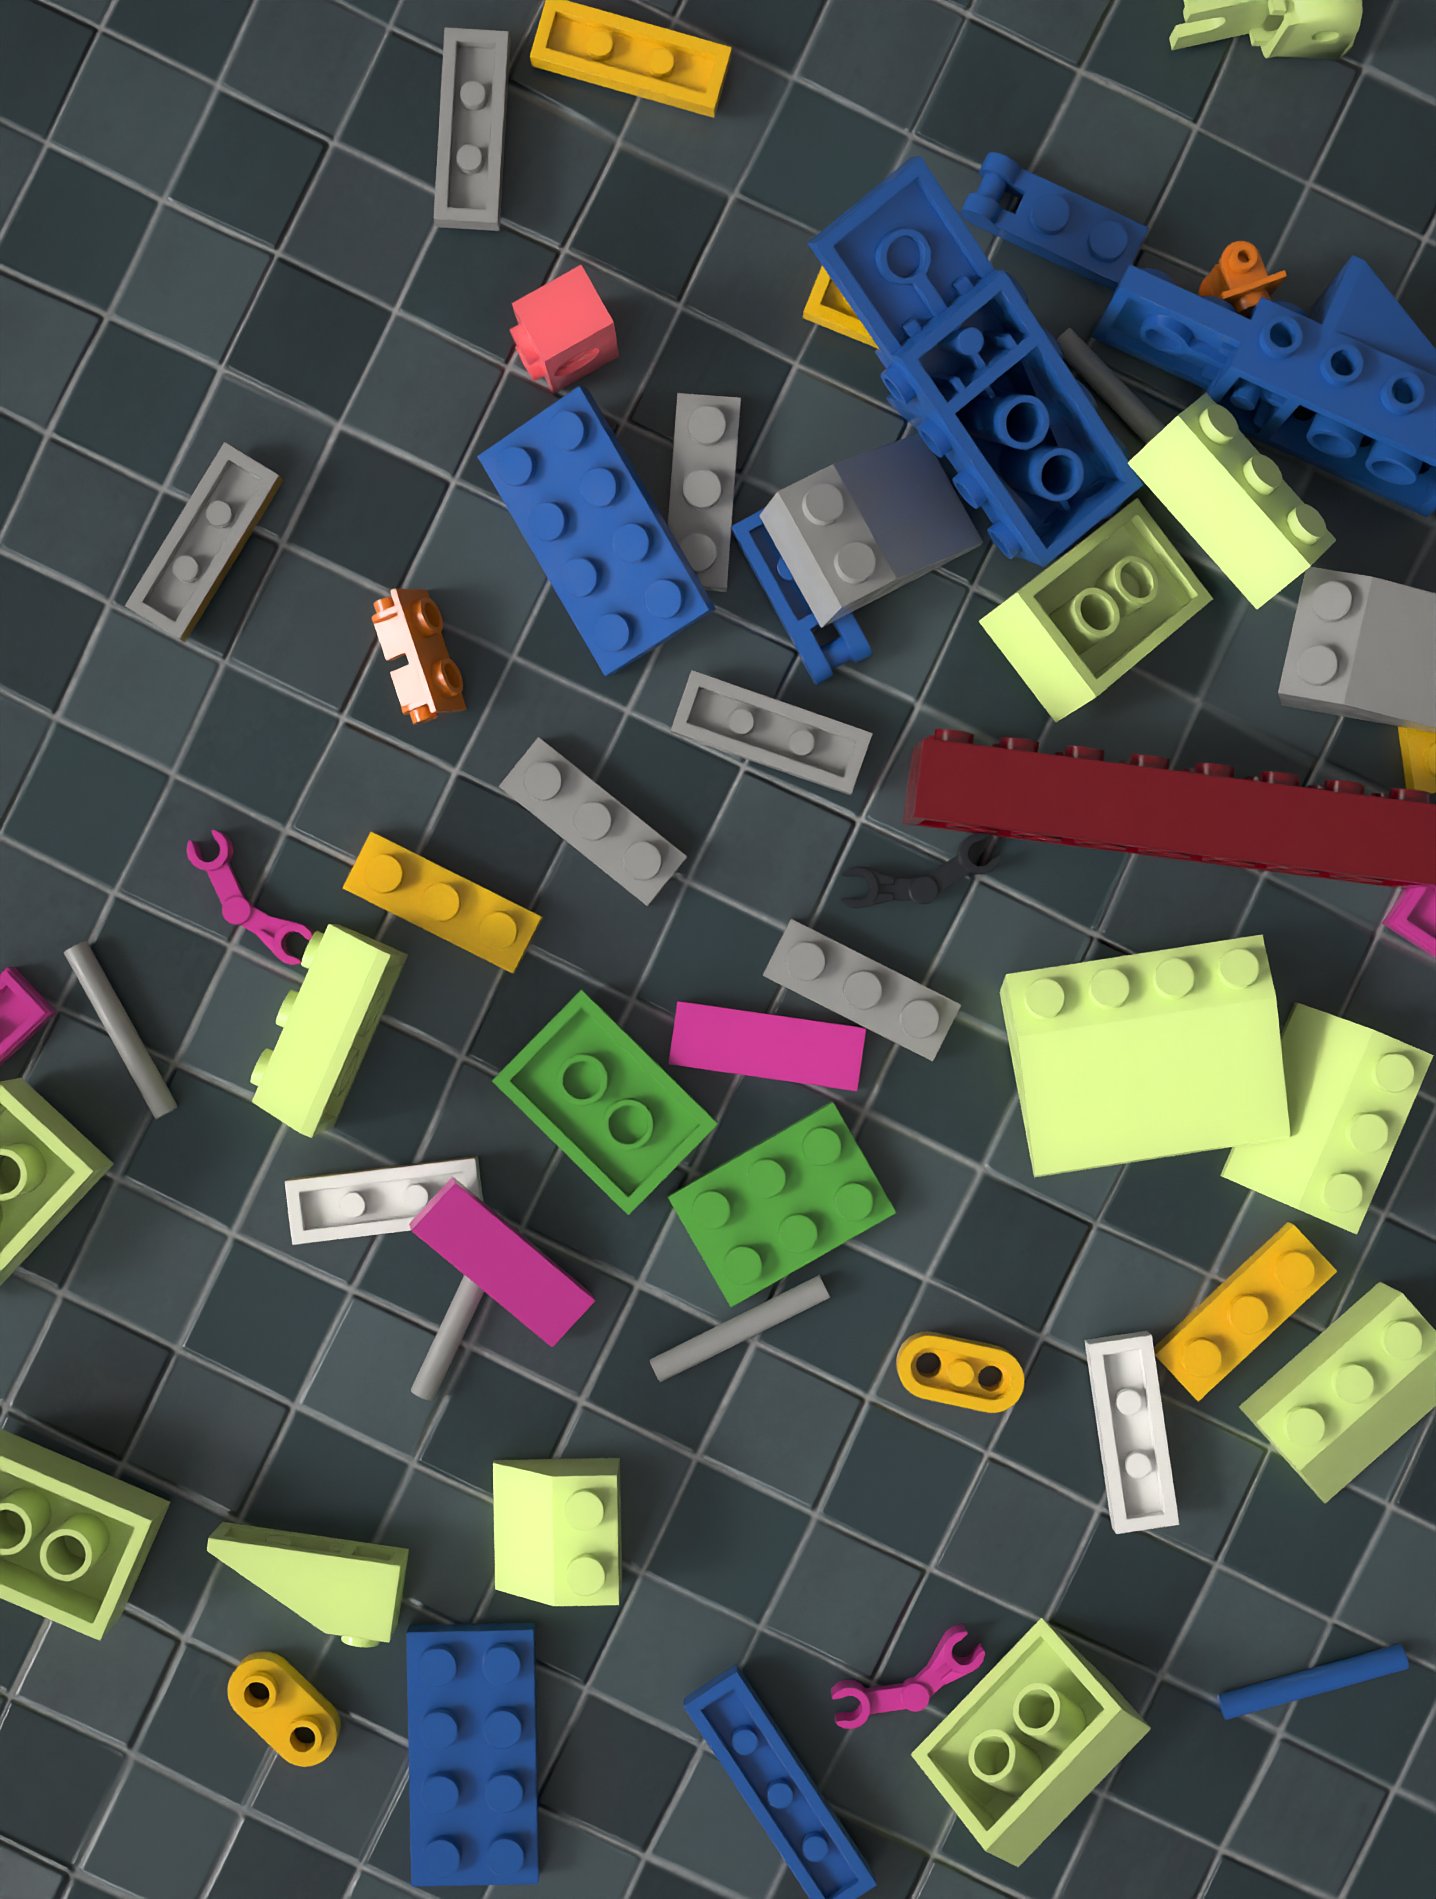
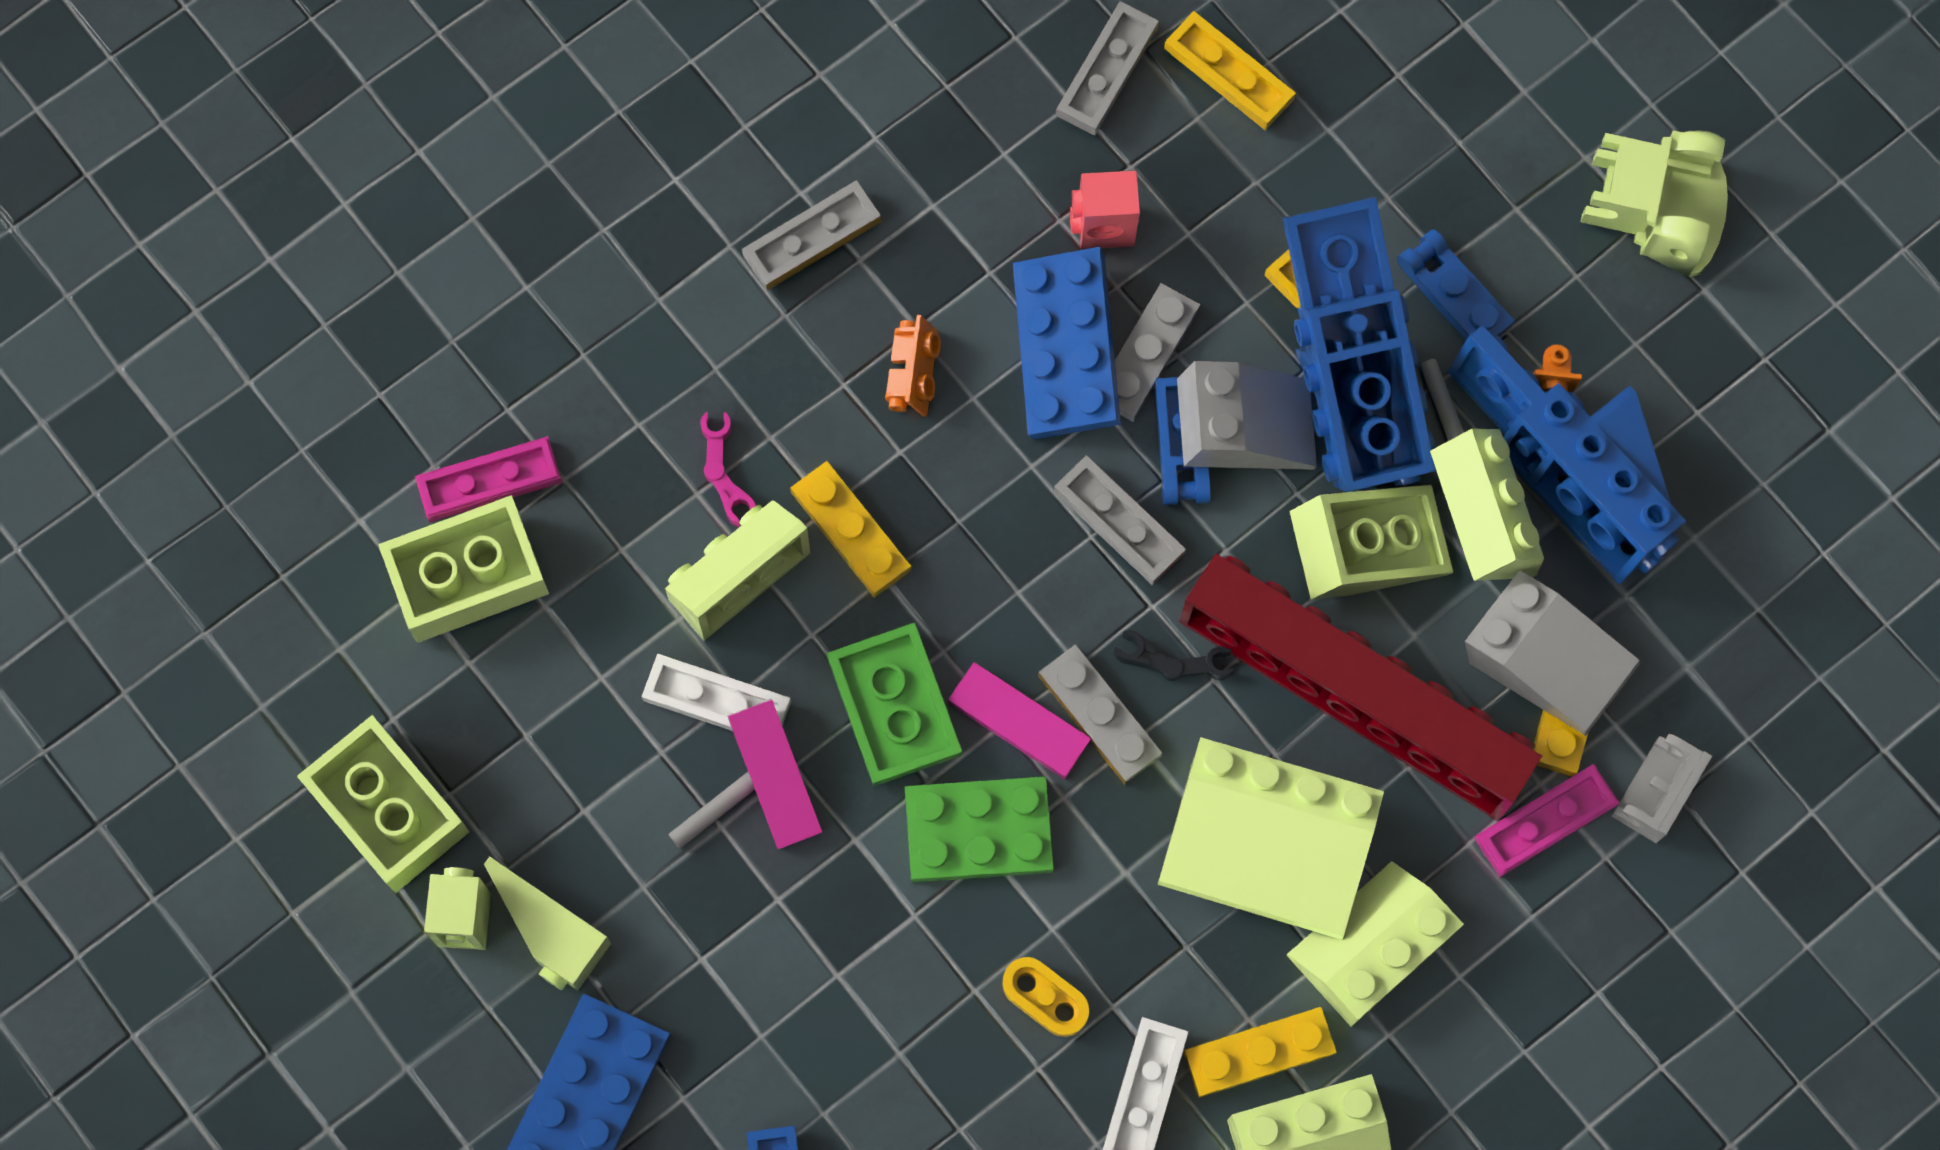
camera: 20 degrees right, 15 degrees down
(120, 1029) = (598, 511): light grey bar -> none
(204, 1623) = (457, 910): none -> yellowish green brick
(290, 1705) = (472, 1007): yellow plate -> none
(558, 1530) = (722, 971): yellowish green slope -> none
(593, 821) = (974, 524): light grey plate -> none
(739, 1328) = (909, 899): light grey bar -> none

